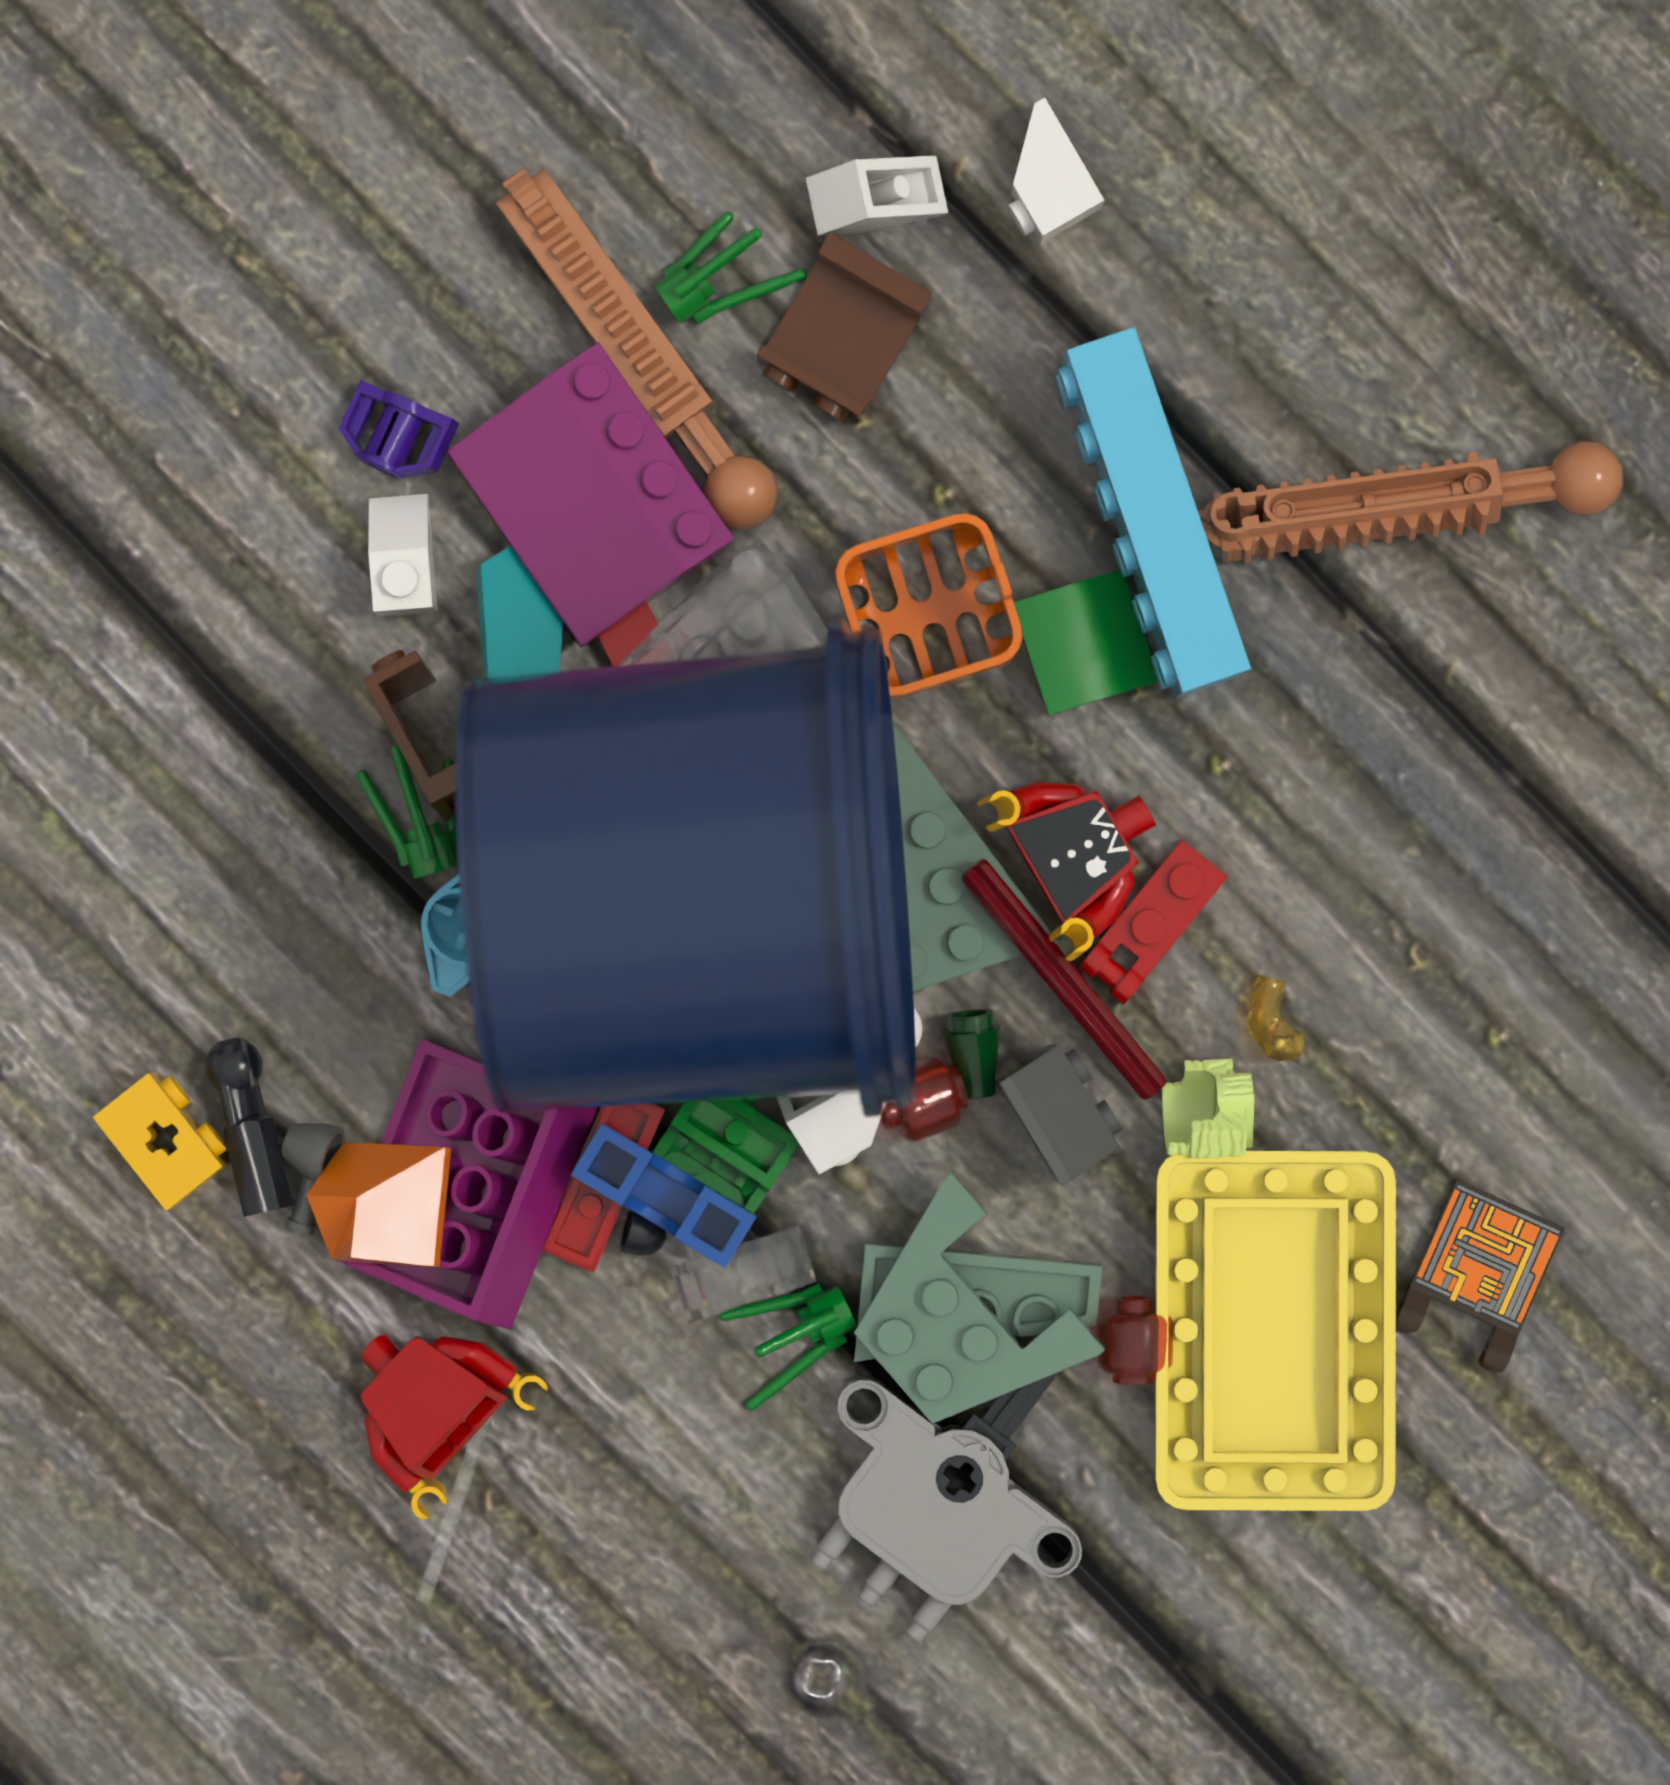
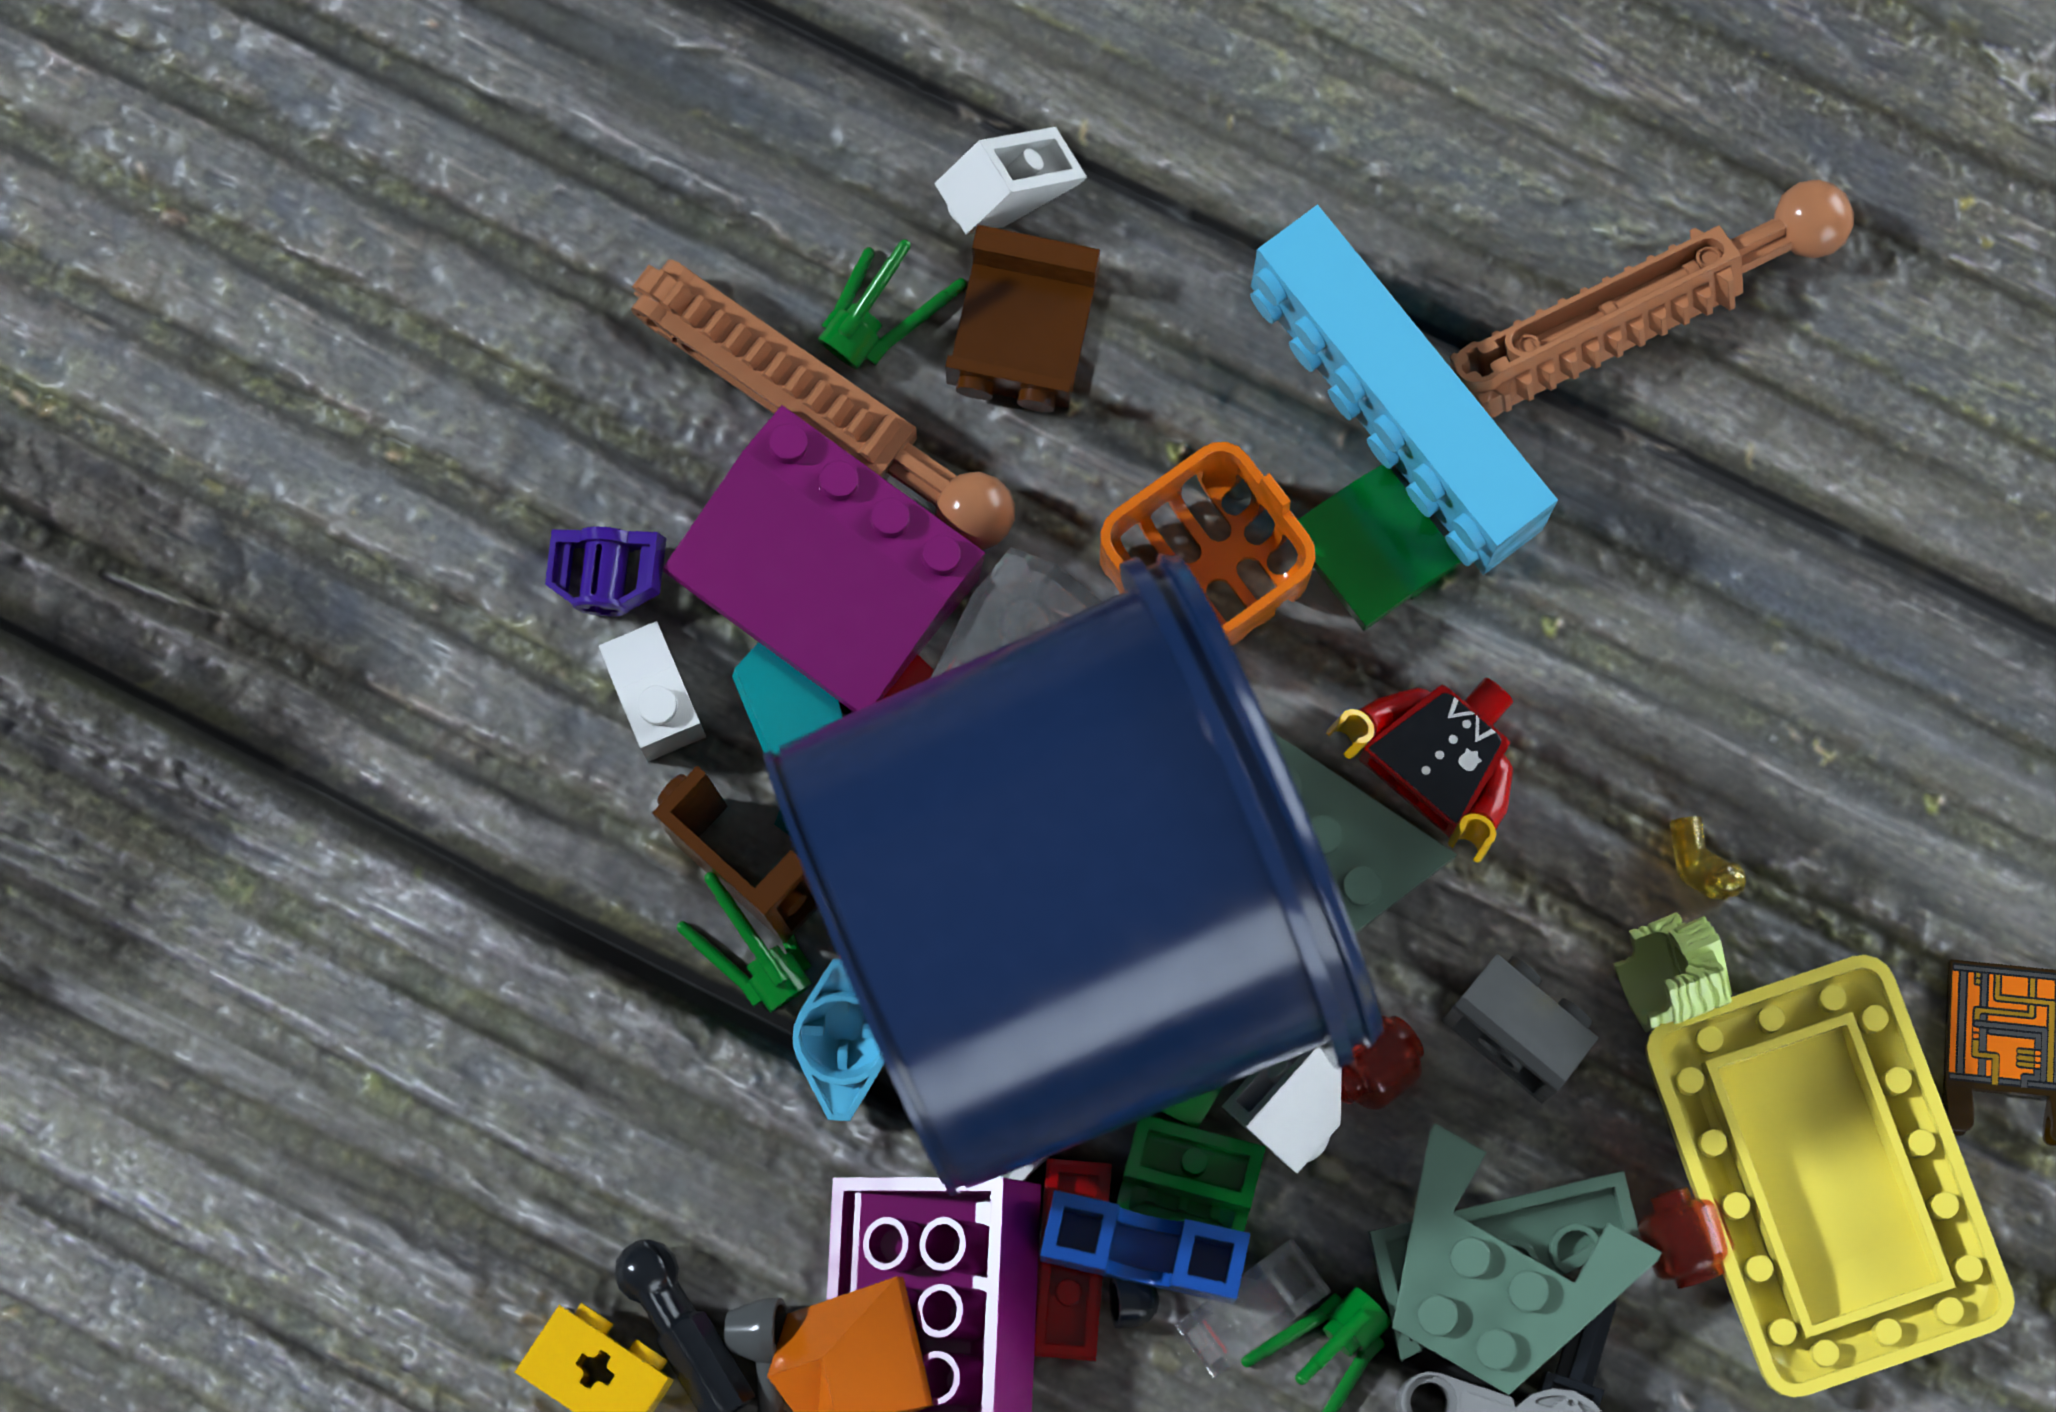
camera: 15 degrees left, 10 degrees down
(973, 1049) = (1409, 992): dark green cone -> none
(1051, 181) = (1179, 107): white slope -> none
(1064, 979) = (1476, 888): dark red axle -> none
(1154, 920) = (1544, 800): red plate -> none

